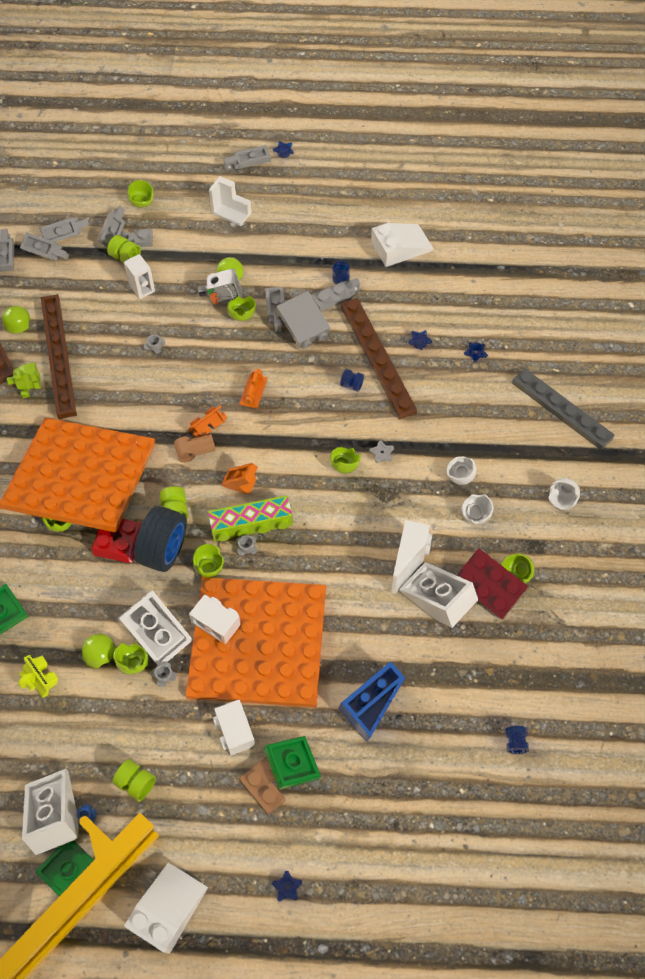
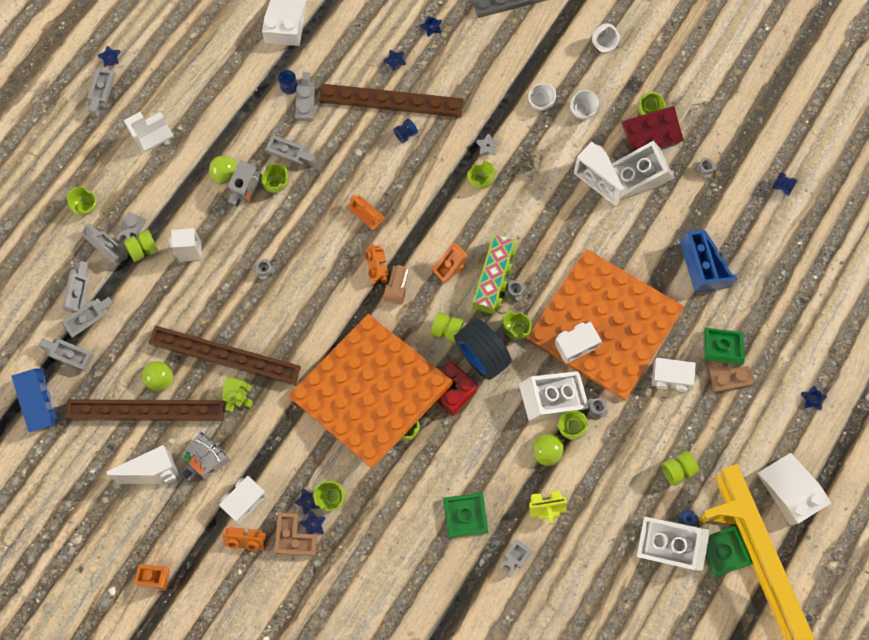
camera: 60 degrees left, 10 degrees up
(303, 320) = (323, 135): light grey panel -> none
(486, 649) = (705, 162): none -> light grey plate

